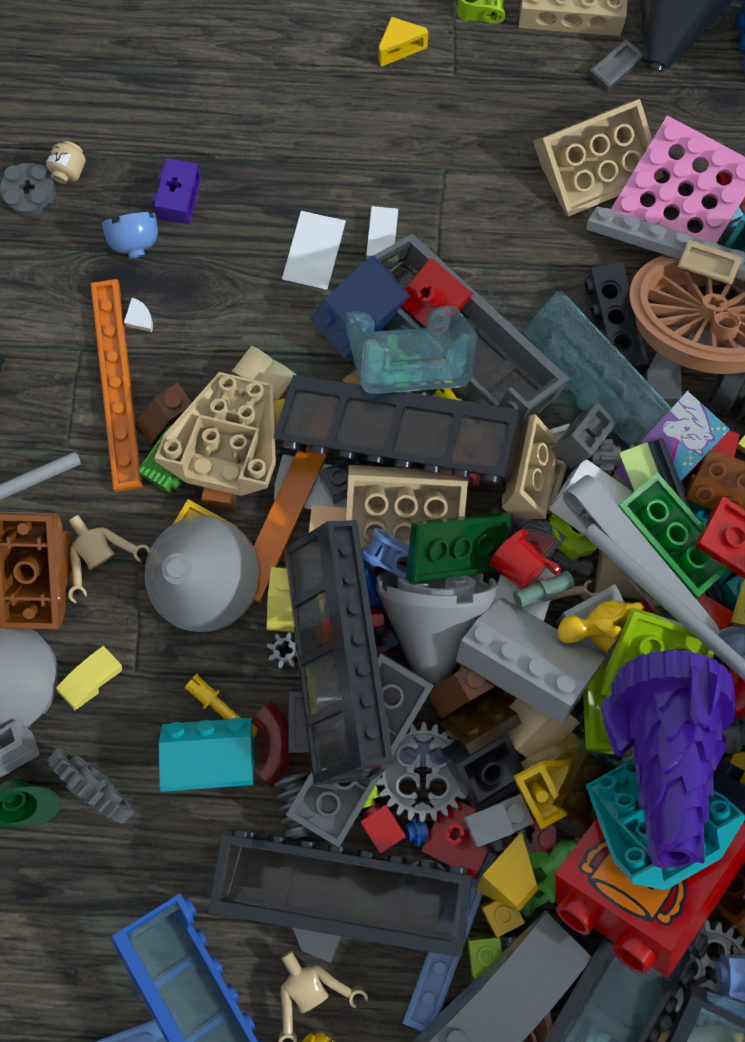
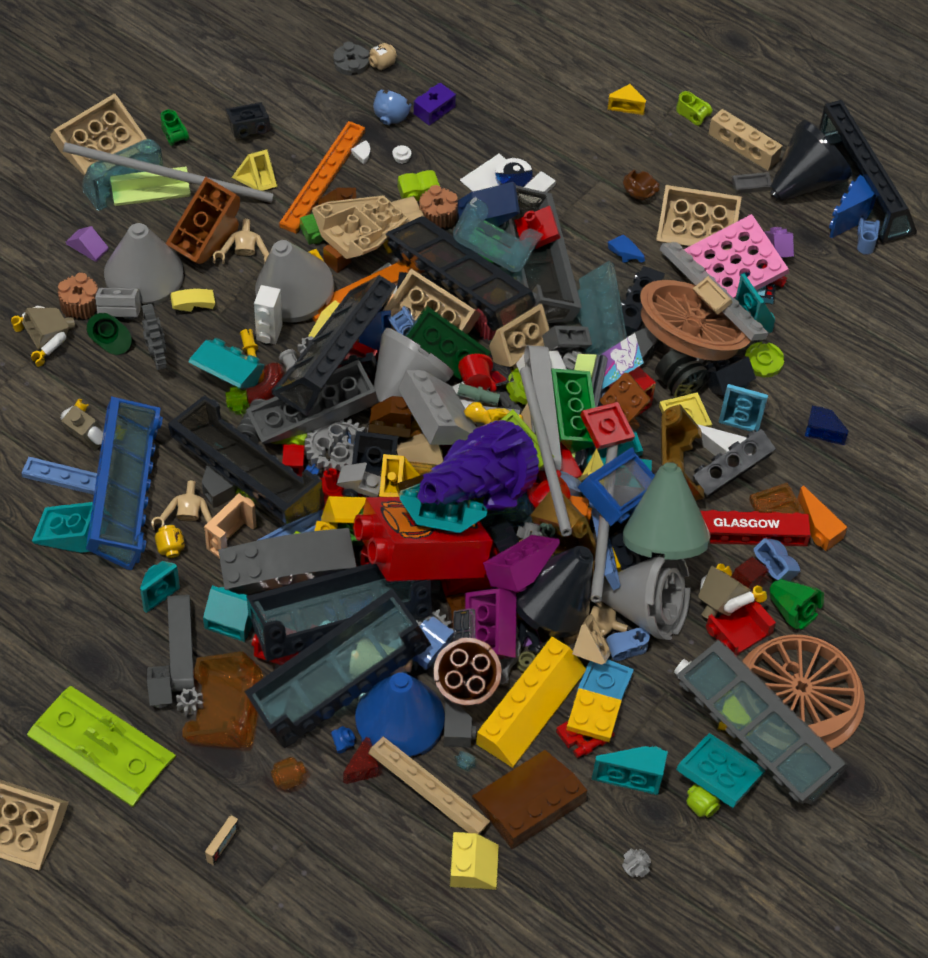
camera: 30 degrees right, 20 degrees down
(33, 435) = (256, 171): none -> light yellow slope
(87, 971) = (82, 425): none -> dark tan torso
(189, 288) = (401, 154): none -> white plate
(208, 650) = (268, 314): none -> white brick
(246, 324) = (416, 184): none -> lime brick
(251, 793) = (236, 398): none -> clear neon green gear
(275, 686) = (288, 357): none -> light grey bush
(297, 329) = (439, 206): none -> nougat brick
(342, 231) = (514, 171): none -> tile
(376, 1022) = (228, 521): none -> light nougat panel
(501, 152) = (640, 185): none -> reddish brown hair
(545, 252) = (626, 248): none -> blue slope
(714, 124) = (781, 240): none -> medium lavender slope

